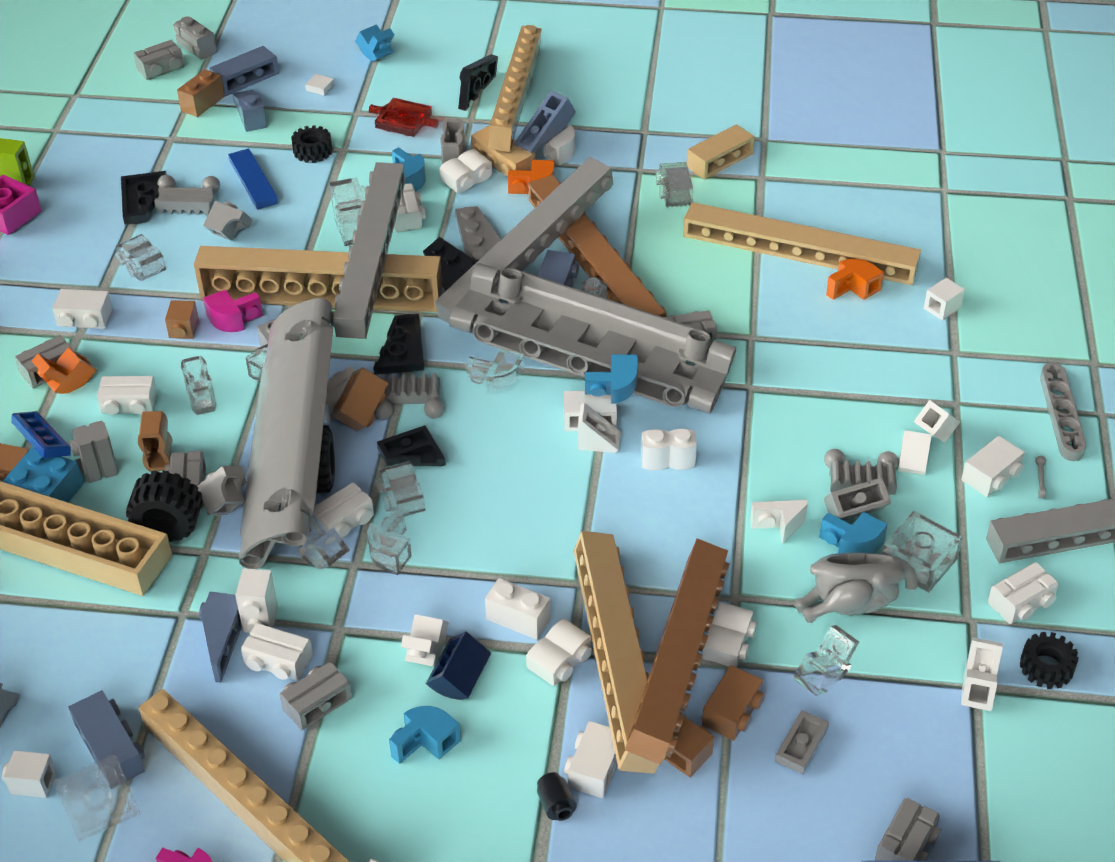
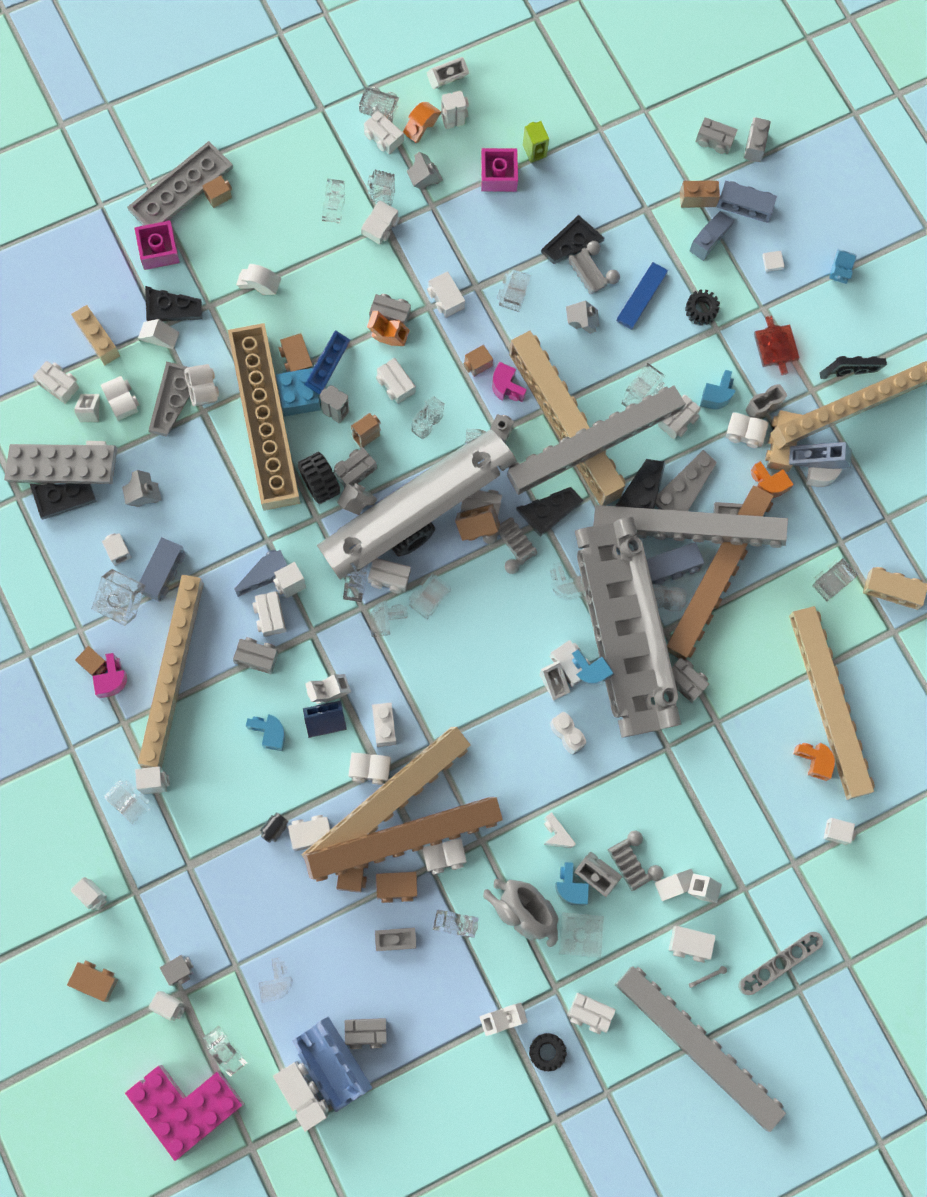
camera: 50 degrees right, 30 degrees up
(412, 446) = (467, 578): black wing -> none

